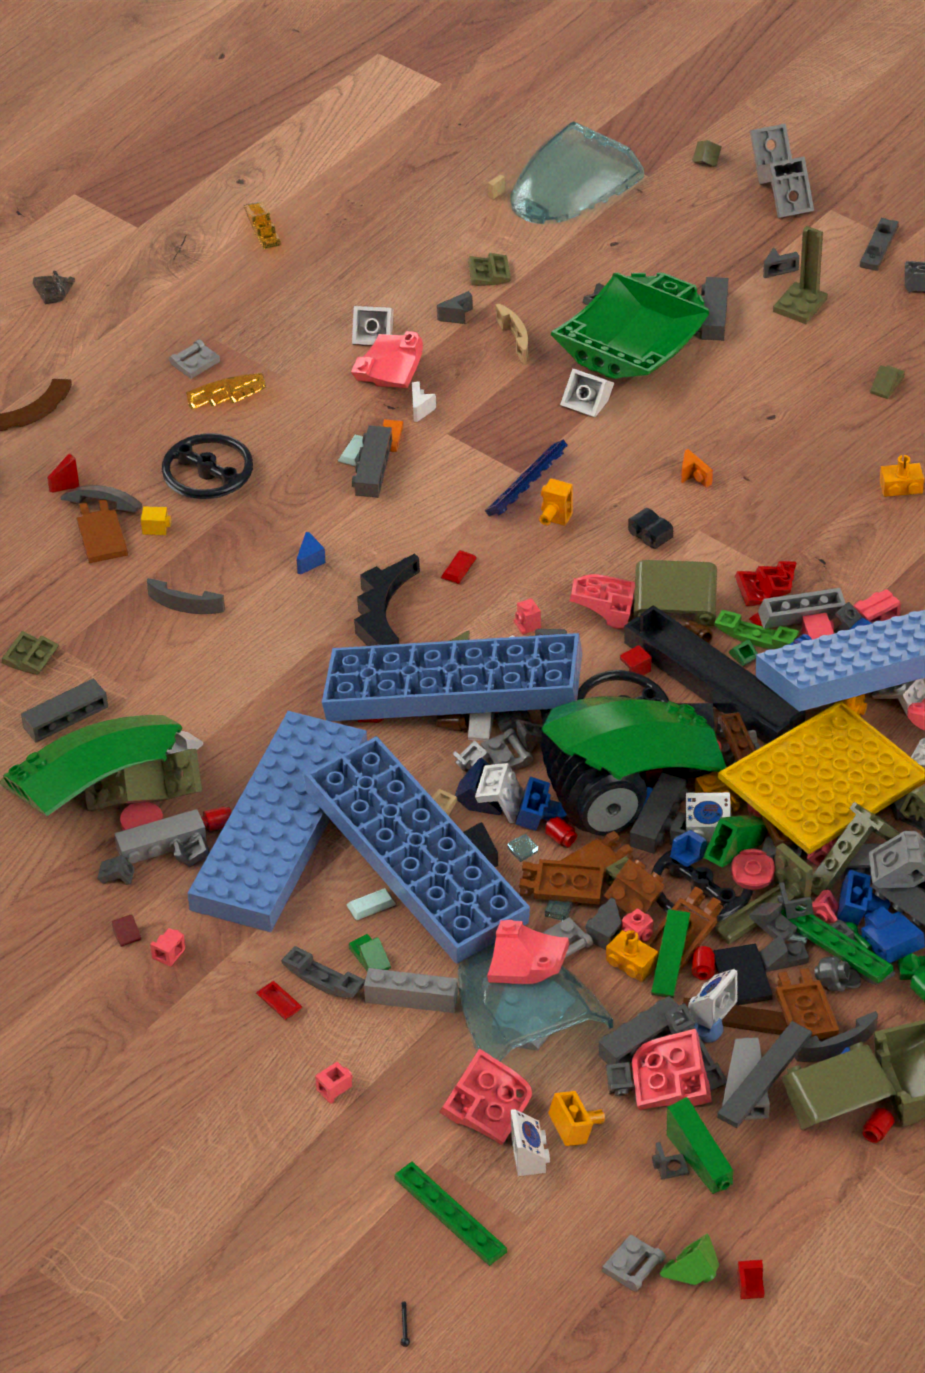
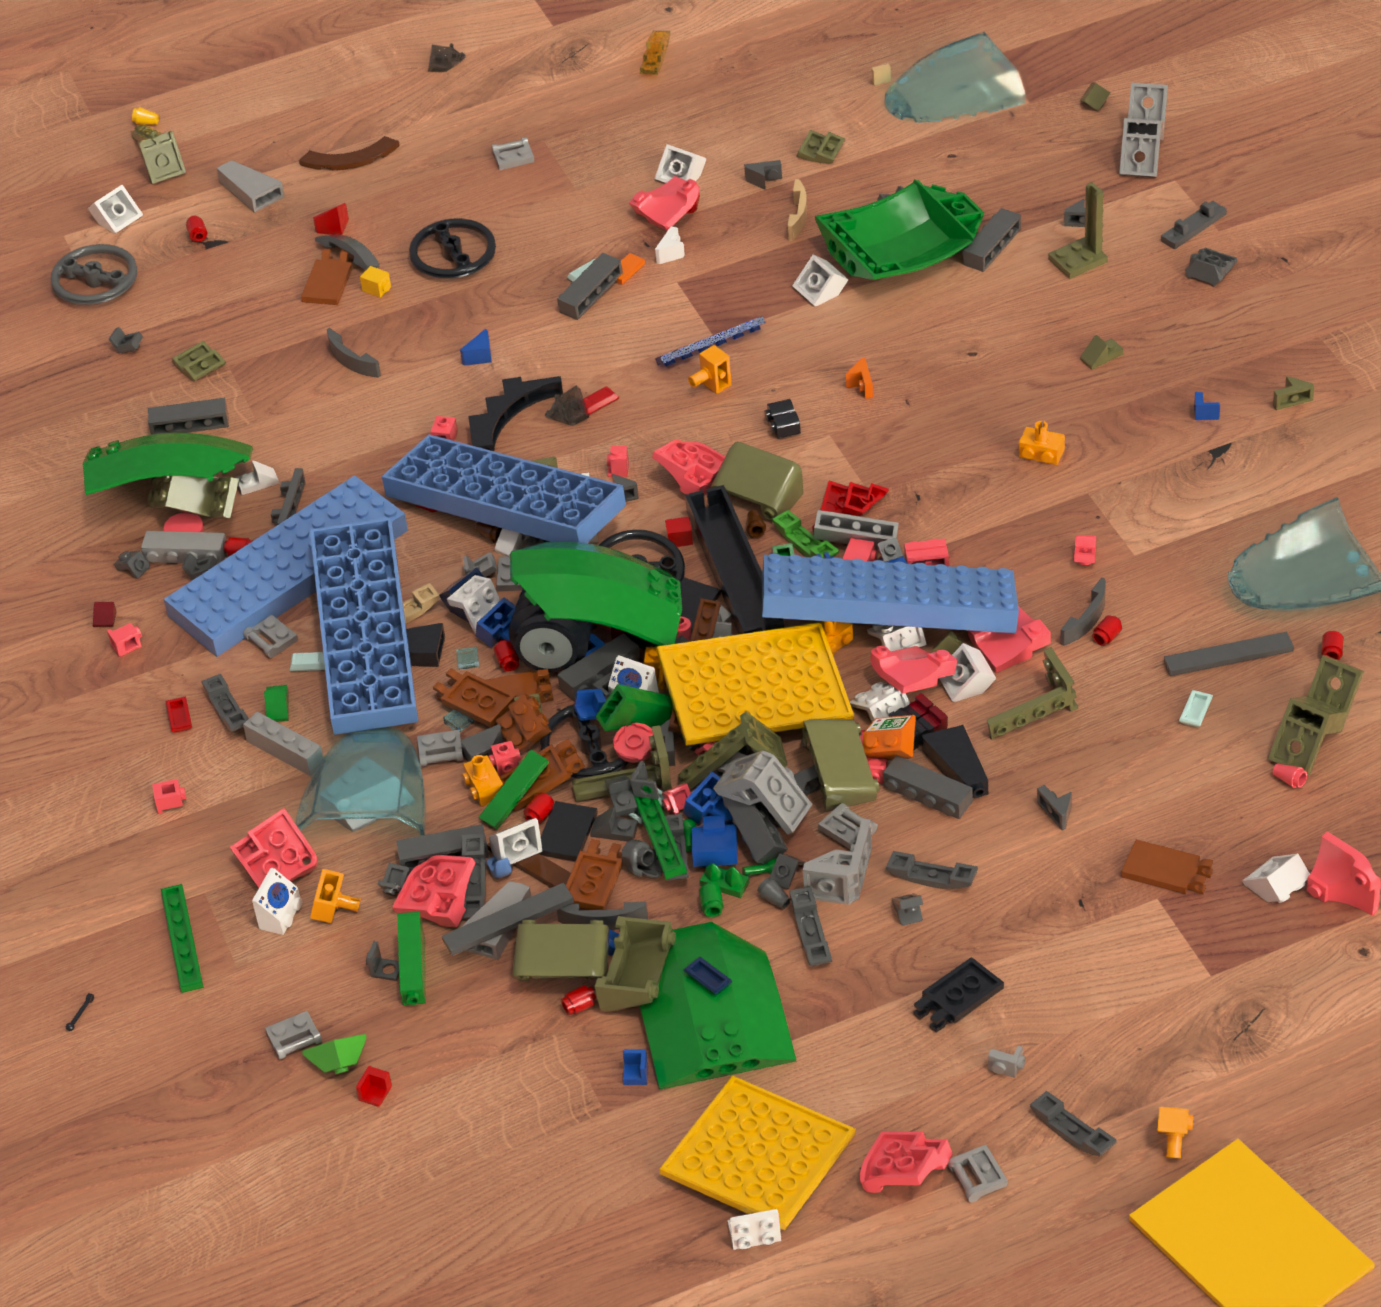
camera: 30 degrees right, 0 degrees up
(228, 744) = (293, 492): none -> dark grey hinge
(229, 388) = (520, 187): clear yellow slope -> none
(313, 888) = (275, 632): none -> light grey plate
(334, 638) = (445, 427): none -> coral brick
(439, 581) = (569, 407): none -> clear smoke slope
(525, 954) = (382, 744): coral slope -> none

